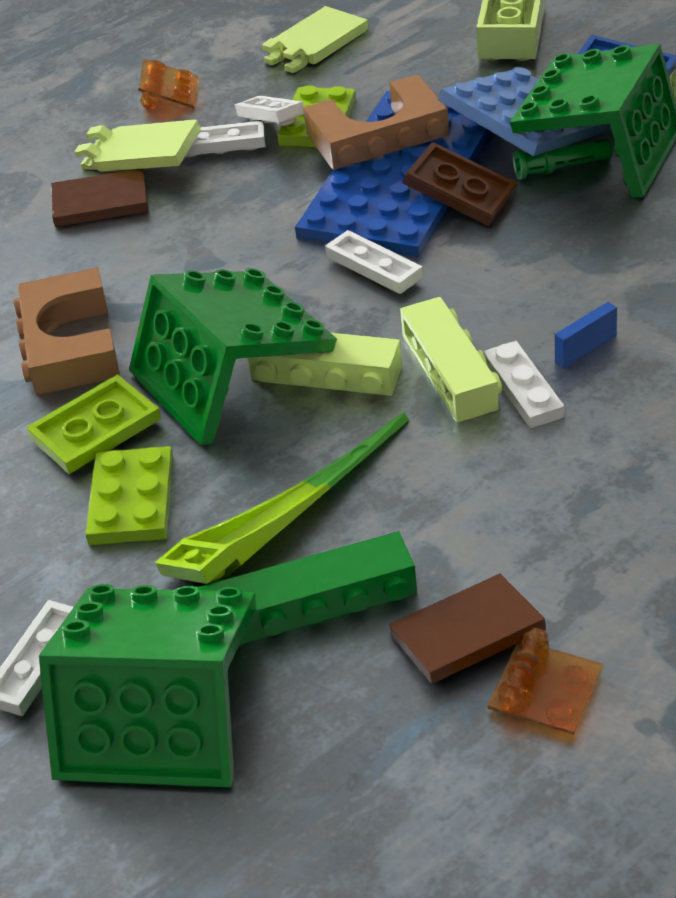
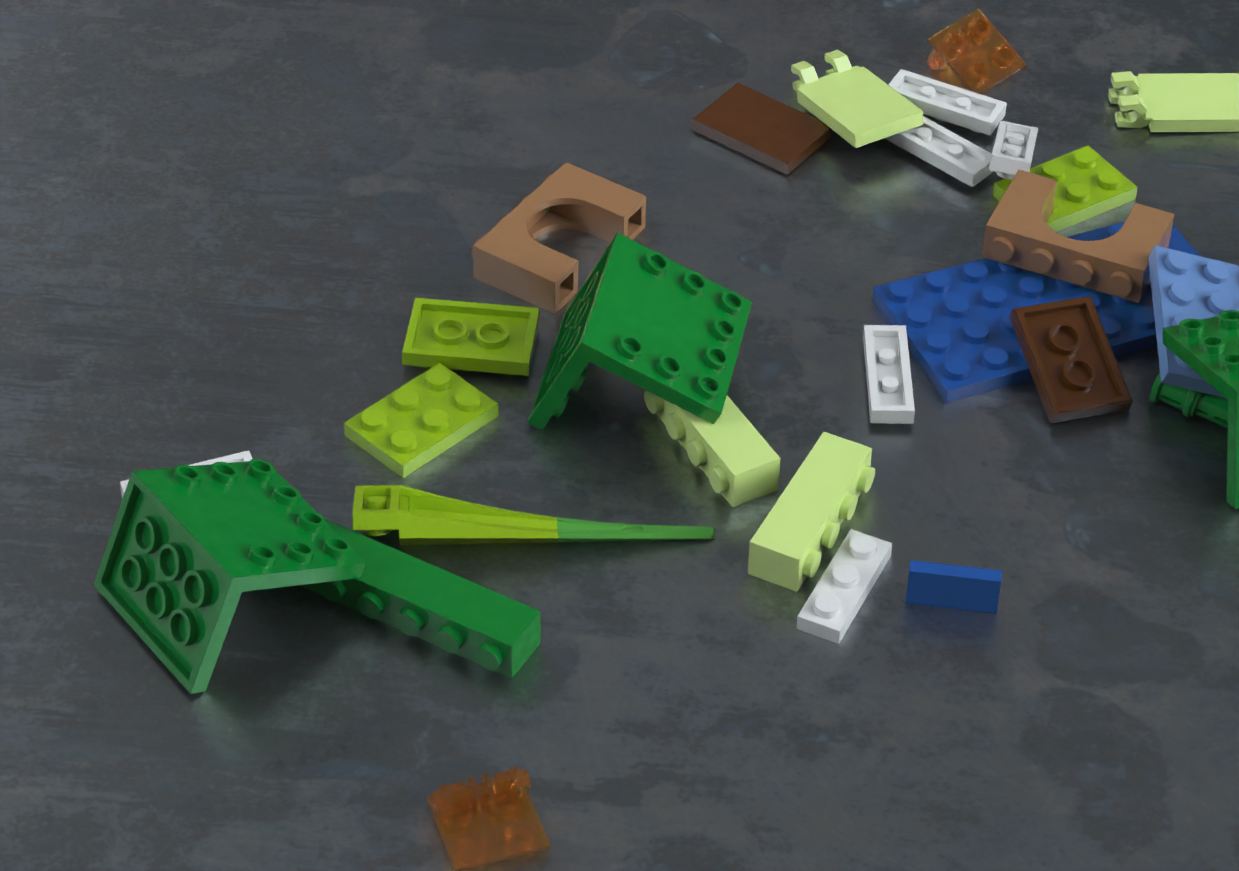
camera: 40 degrees right, 0 degrees up
(206, 111) = (950, 102): none -> white plate
(466, 627) = (496, 730): reddish brown tile -> none

